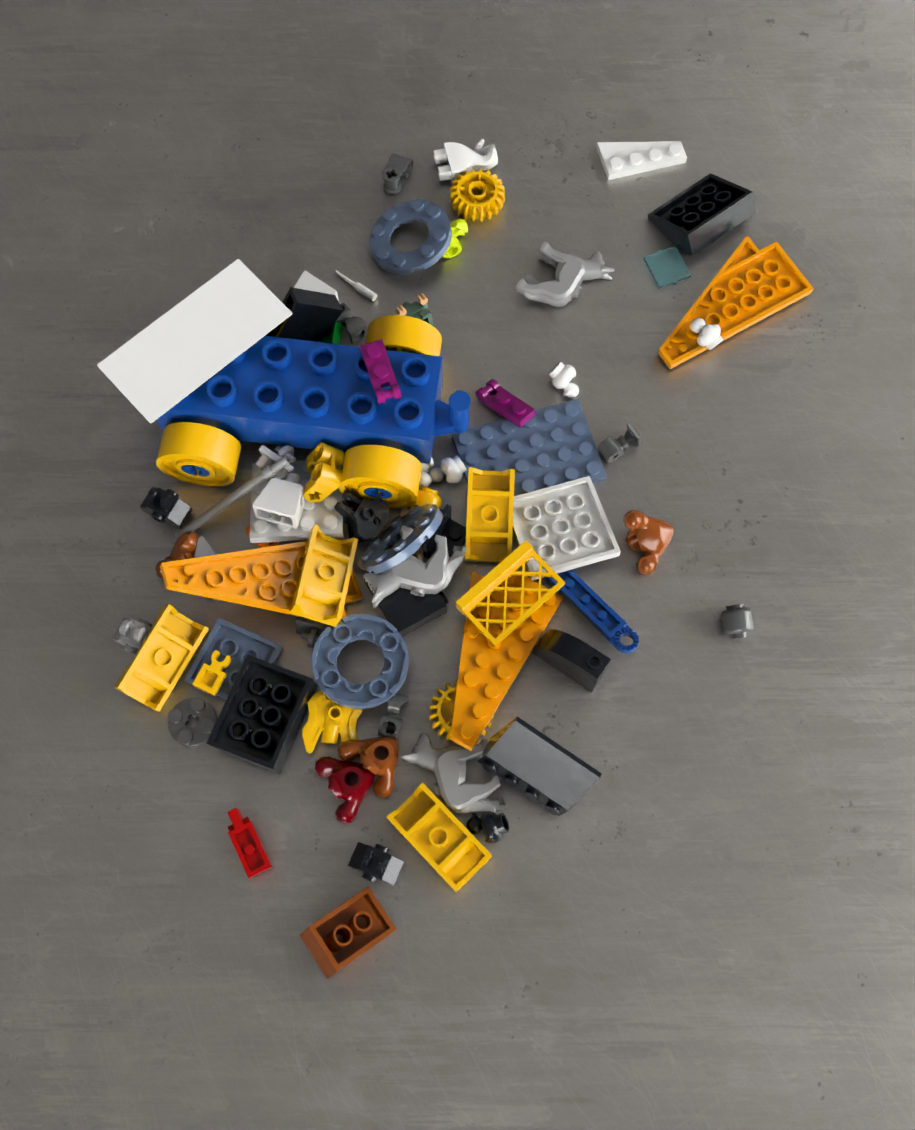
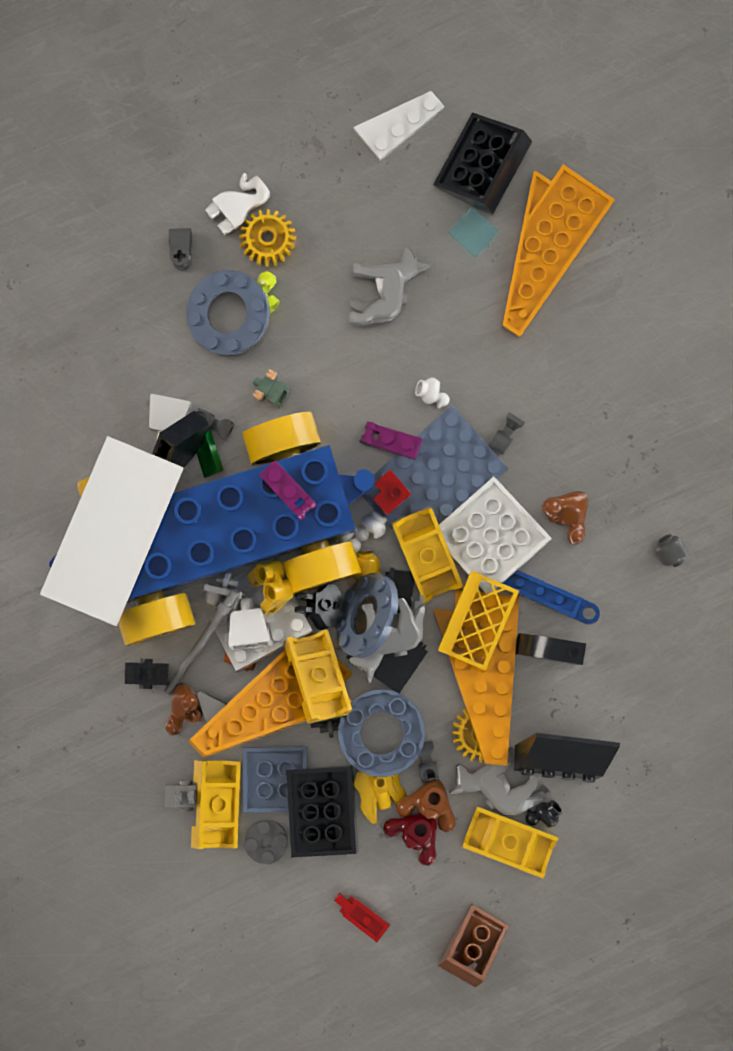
camera: 30 degrees left, 15 degrees up
(211, 676) = (265, 801): yellow plate -> none
(358, 287) = (203, 381): white piece -> none
(376, 863) = (471, 885): black hinge -> none
(482, 442) = (391, 493): none -> red brick
(708, 335) = (542, 295): white animal -> none

